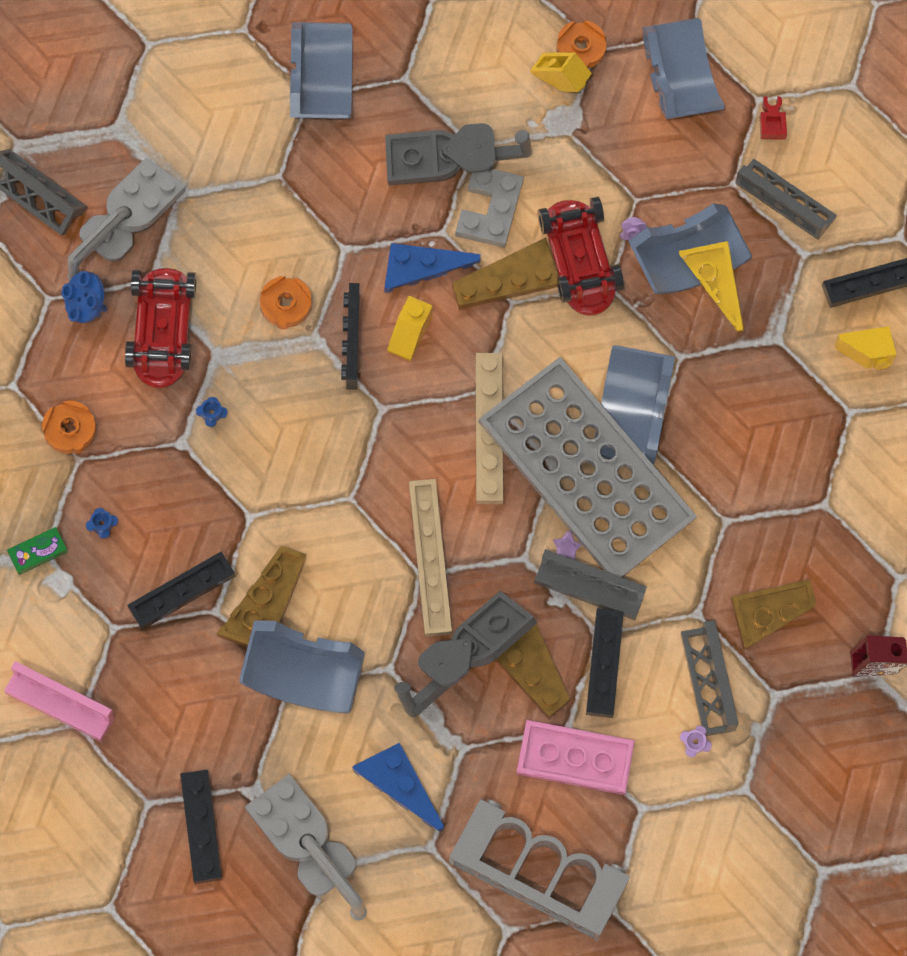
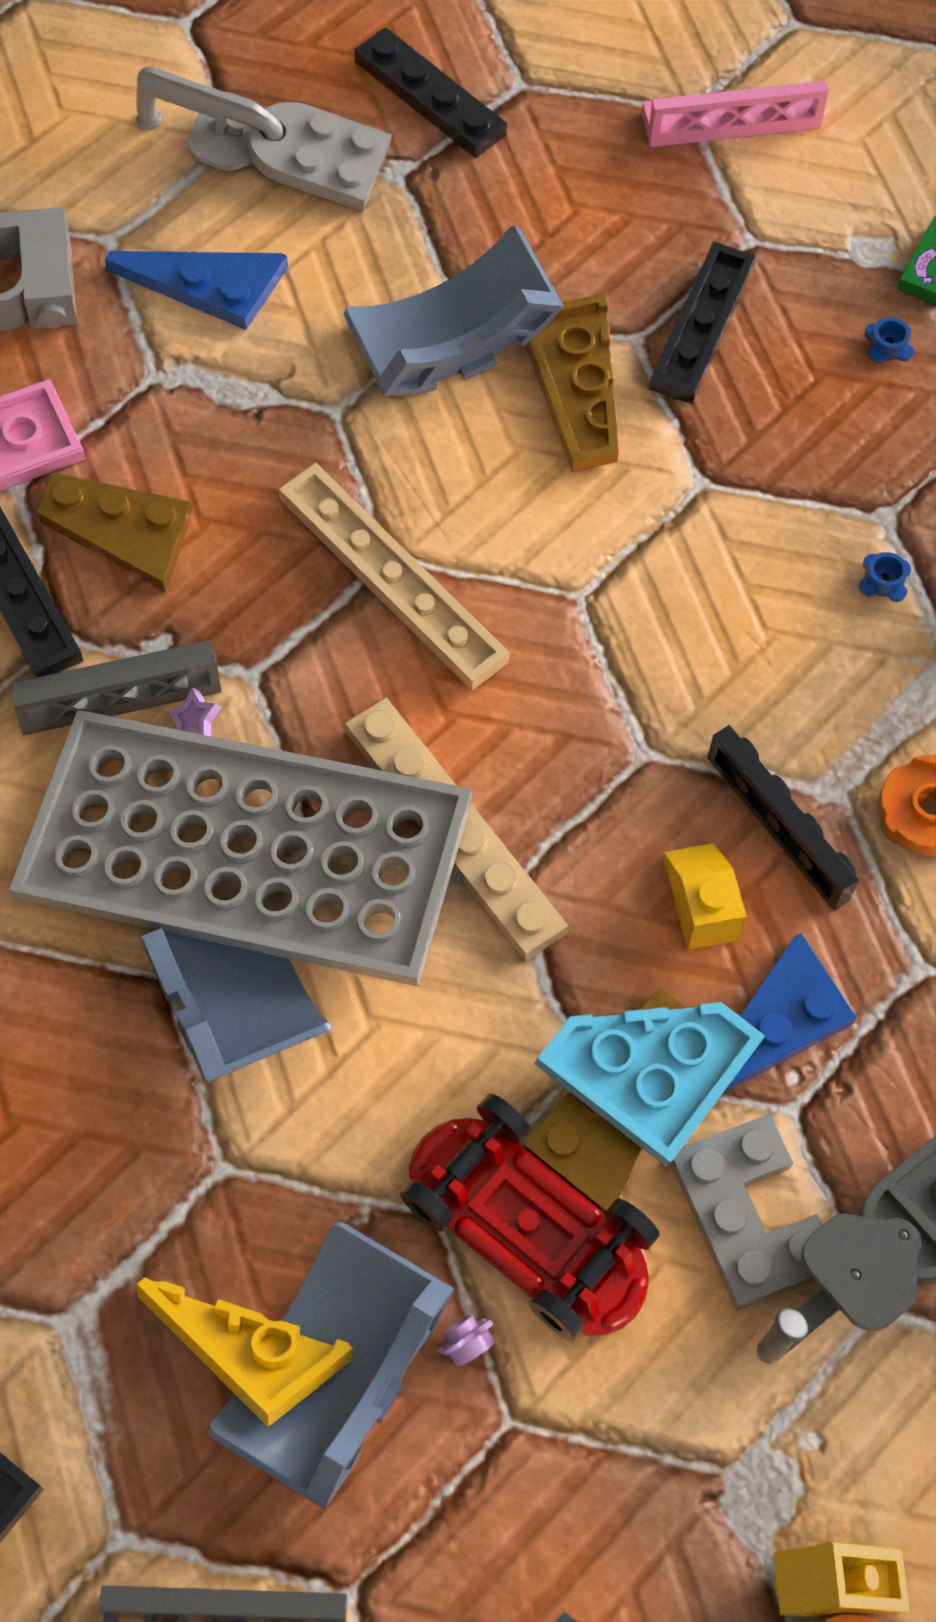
camera: 145 degrees right, 5 degrees down
(473, 644) = (214, 519): dark grey plate -> none
(491, 267) = (651, 1068): none -> medium azure plate

